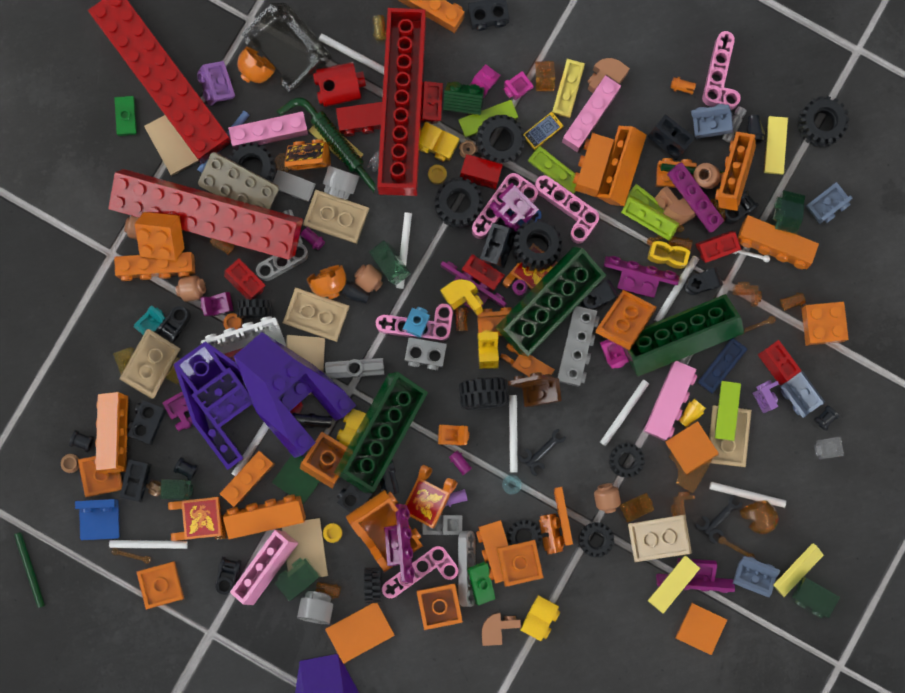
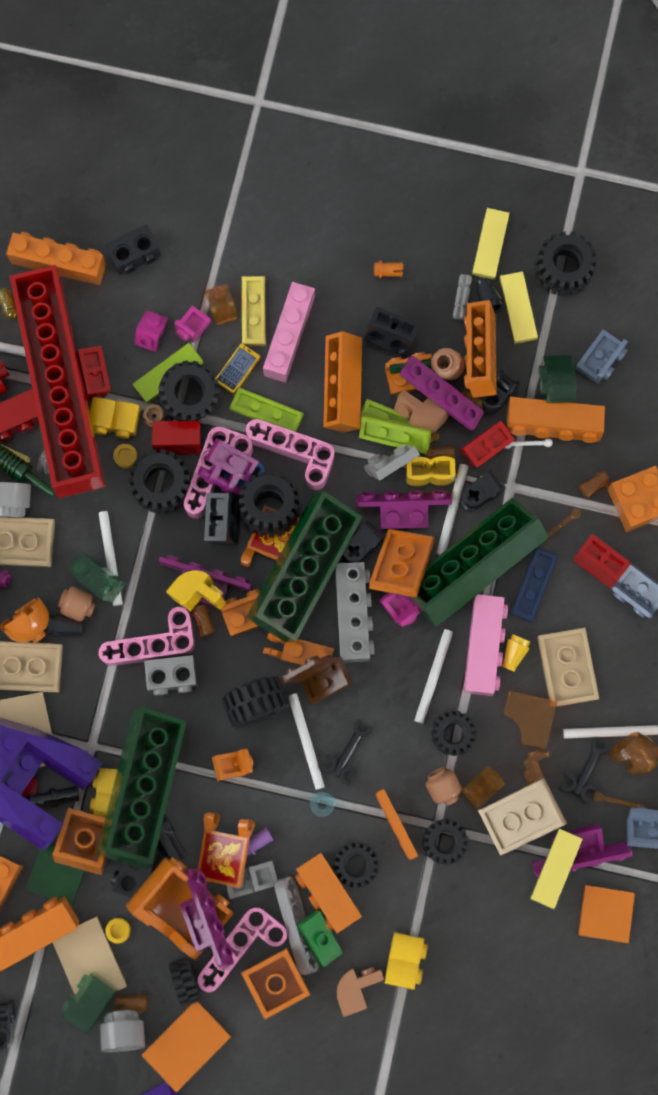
camera: 15 degrees left, 5 degrees down
(264, 567) = (42, 1000): bright pink brick -> none
(341, 369) = (104, 713): light grey piece -> none
(416, 322) = (148, 639): dark azure brick -> none
(460, 462) = (251, 796): magenta pin -> none
(463, 98) = (131, 356): dark green brick -> none
(483, 272) = (213, 557): red hinge -> none
(488, 349) = (245, 647): yellow brick -> none
(519, 283) = (260, 556): magenta pin -> none
(520, 563) = (359, 899): orange tile -> none
(554, 542) = (385, 840): orange hinge -> none
(593, 164) = (308, 390): orange brick -> none
(611, 68) = (294, 271): nougat brick -> none
(633, 240) = (382, 465): none -> light grey plate
(692, 448) = (528, 694): orange tile -> none
(712, 121) = (435, 299): sand blue bracket -> none
(720, 69) = (427, 238): bright pink beam -> none
(727, 411) = (557, 637): lime tile -> none
(744, 288) = (533, 486): clear orange bracket -> none
(765, 398) = (596, 607): medium lavender bracket -> none
(769, 88) = (490, 243): none -> light yellow tile

